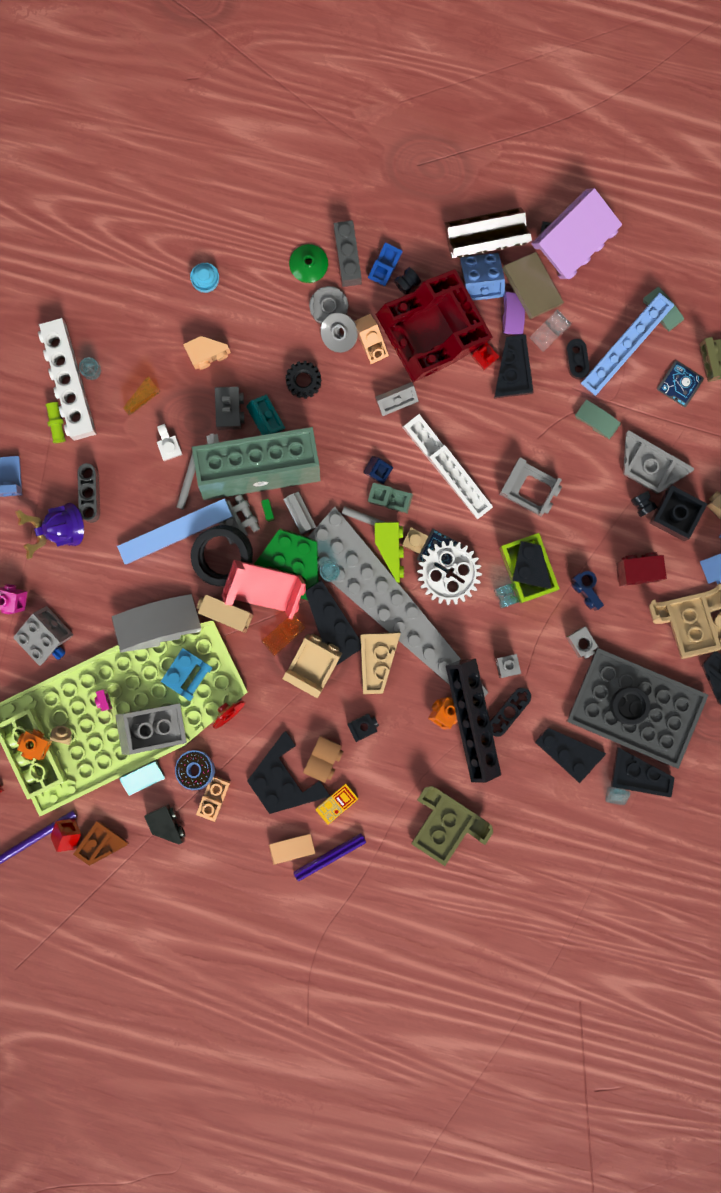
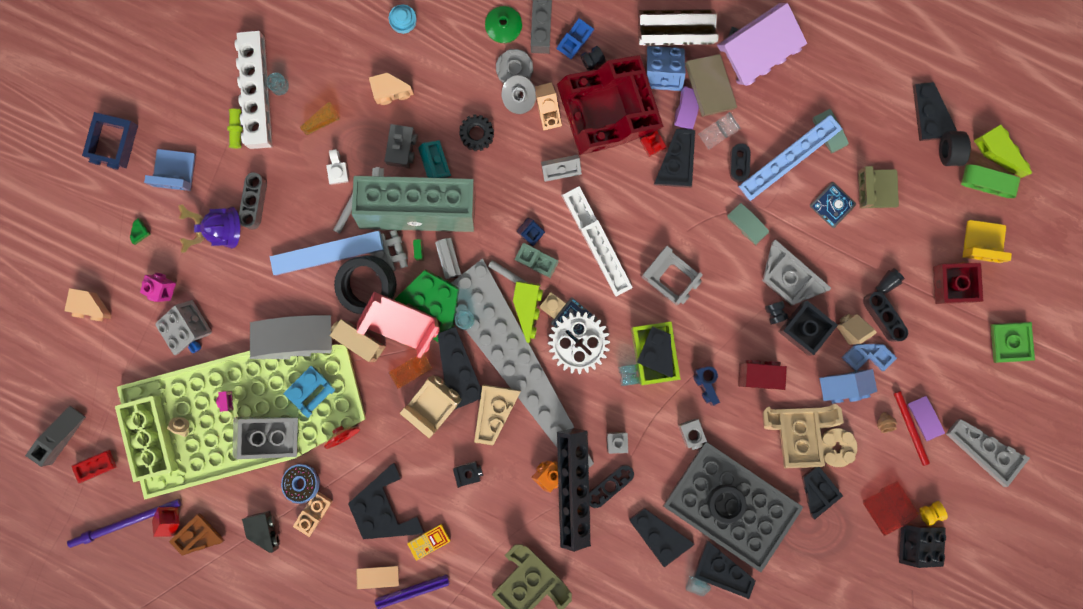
camera: 10 degrees right, 0 degrees up
(40, 747) = (148, 432): orange brick -> none
(142, 778) = (249, 481): slope -> none
(323, 758) = (423, 497): medium nougat brick -> none

